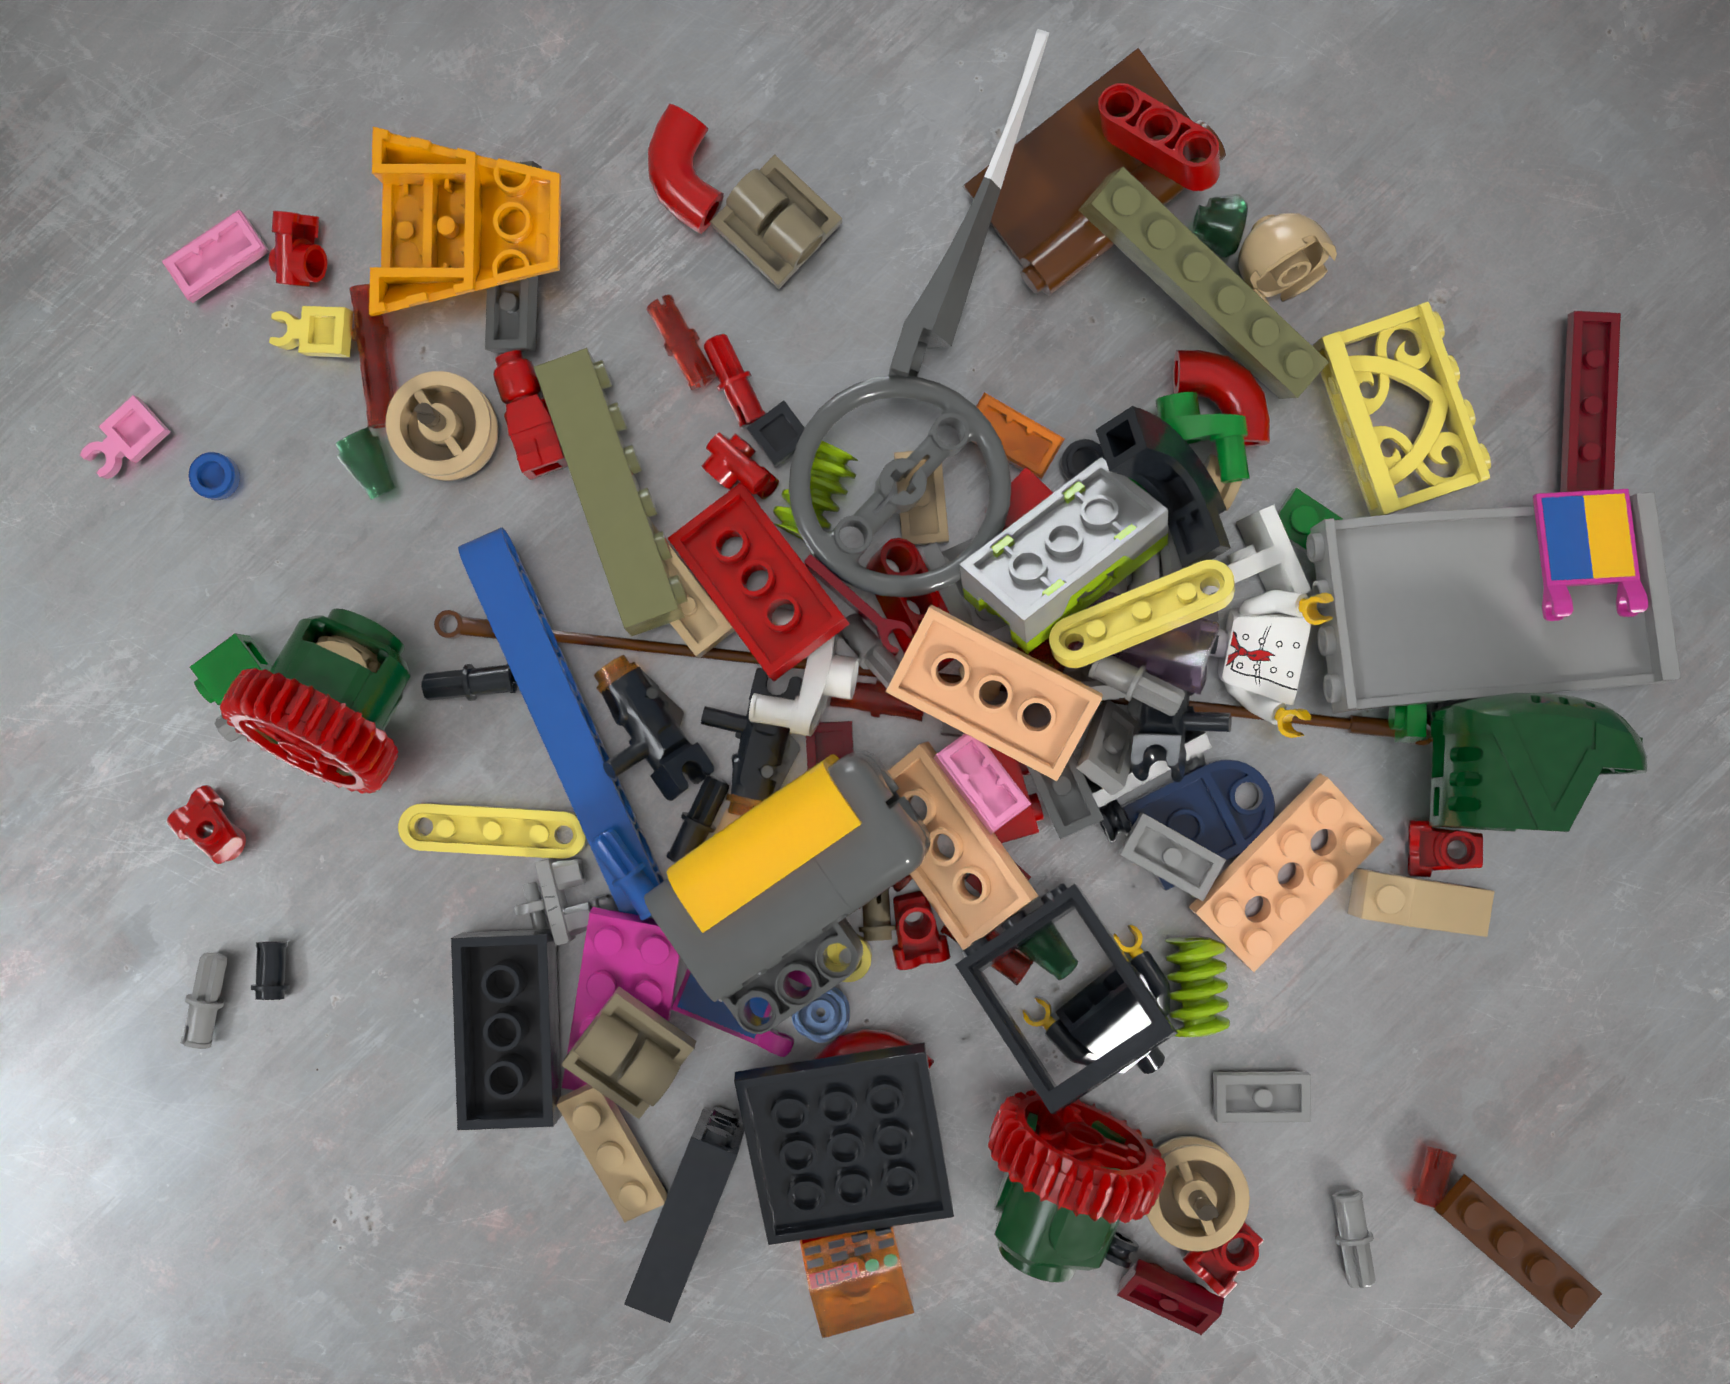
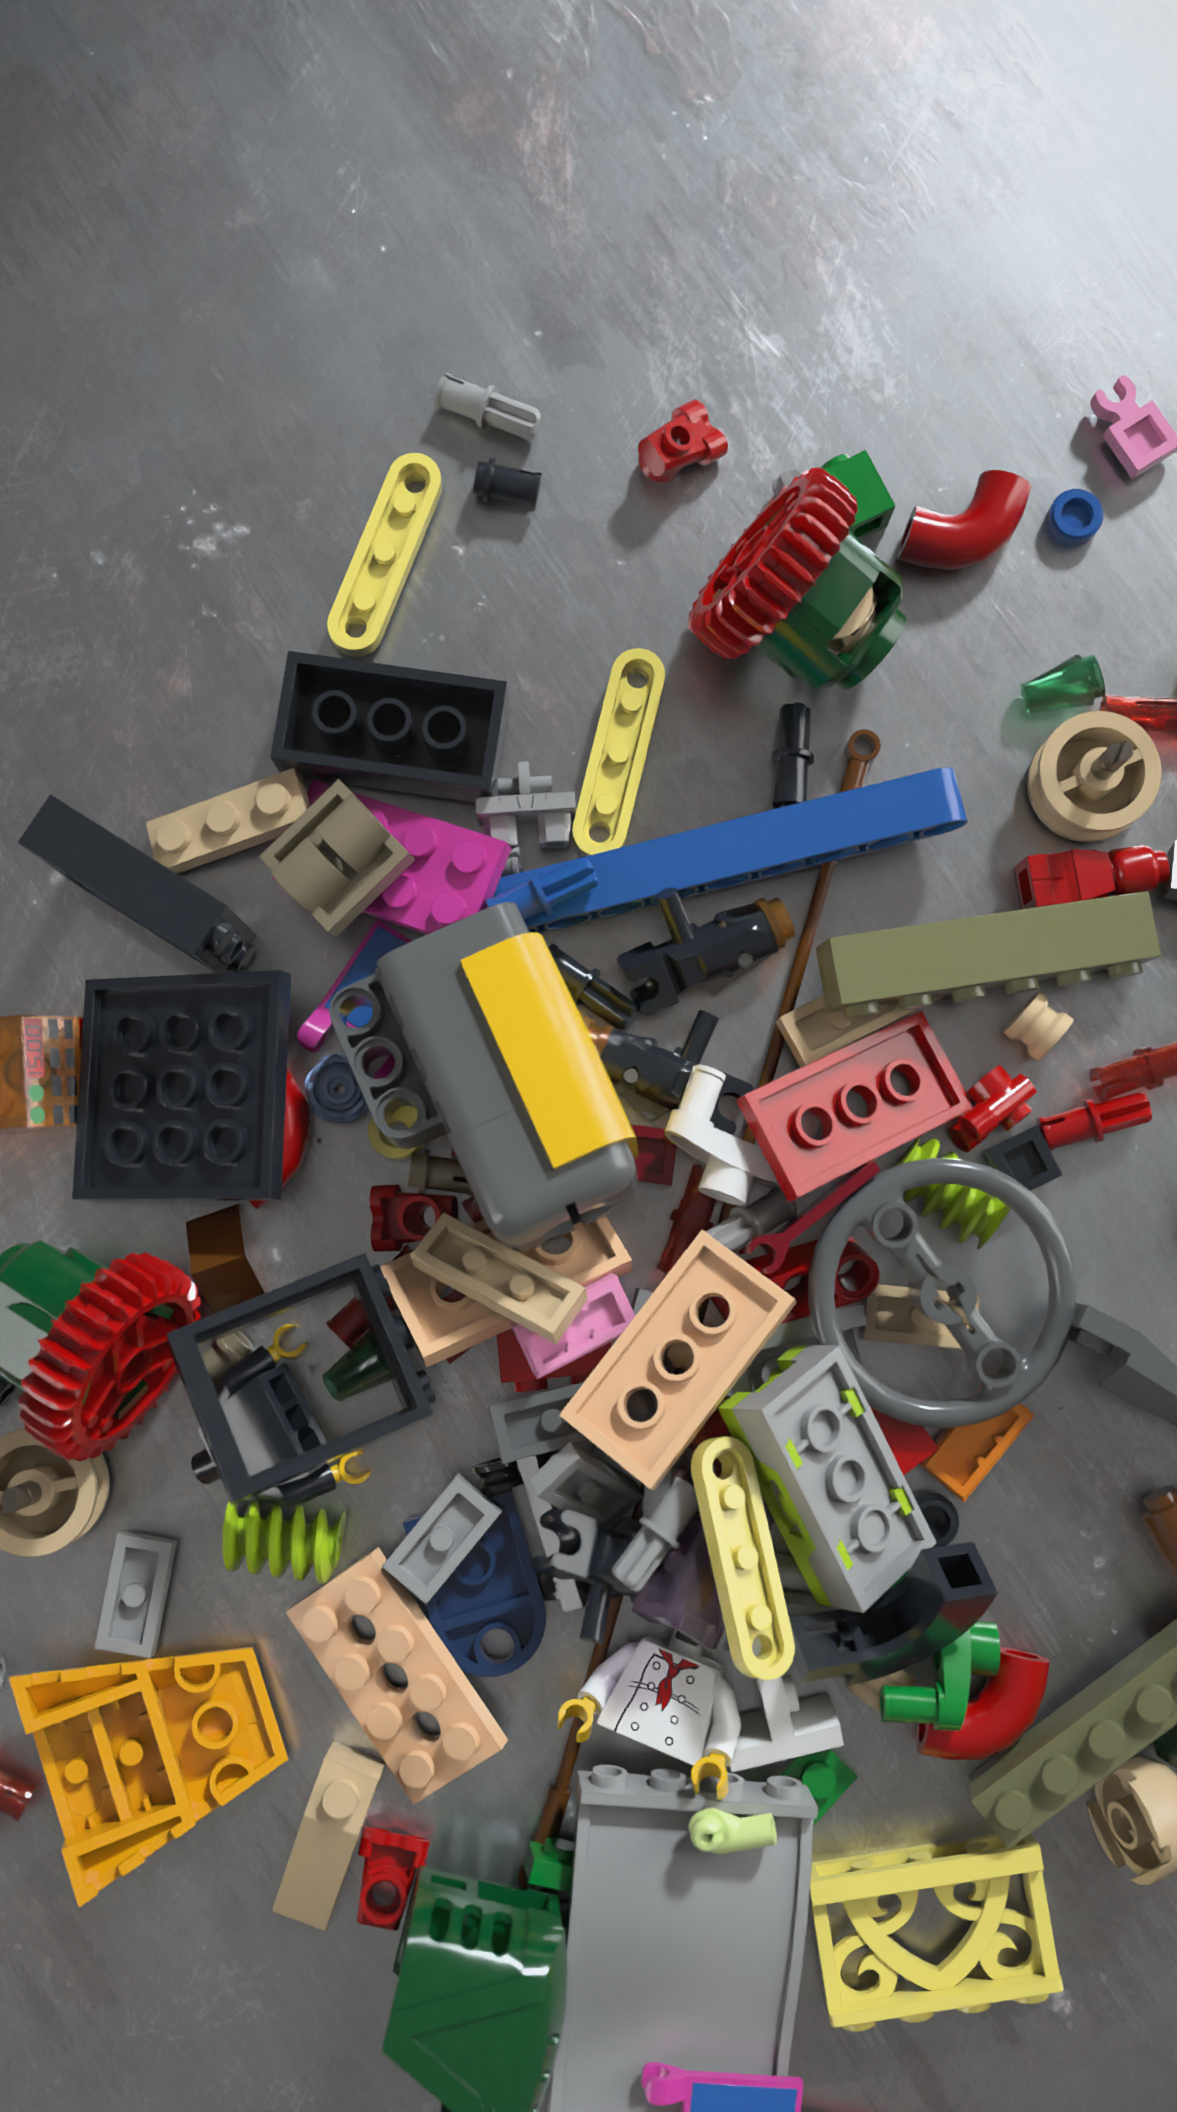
camera: 105 degrees right, 5 degrees down
(246, 561) = (974, 534): none -> red cylinder
(352, 1064) = (385, 554): none -> light yellow plate
(663, 439) = (1038, 1025): none -> tan wheel
(955, 850) = (500, 1278): none -> tan plate
(980, 1079) = (224, 1259): none -> reddish brown slope
(1057, 1063) = (225, 1353): none -> dark tan pin
(1358, 588) = (726, 1833): none -> yellowish green arm
(1382, 1062) = (145, 1751): none -> light orange wedge

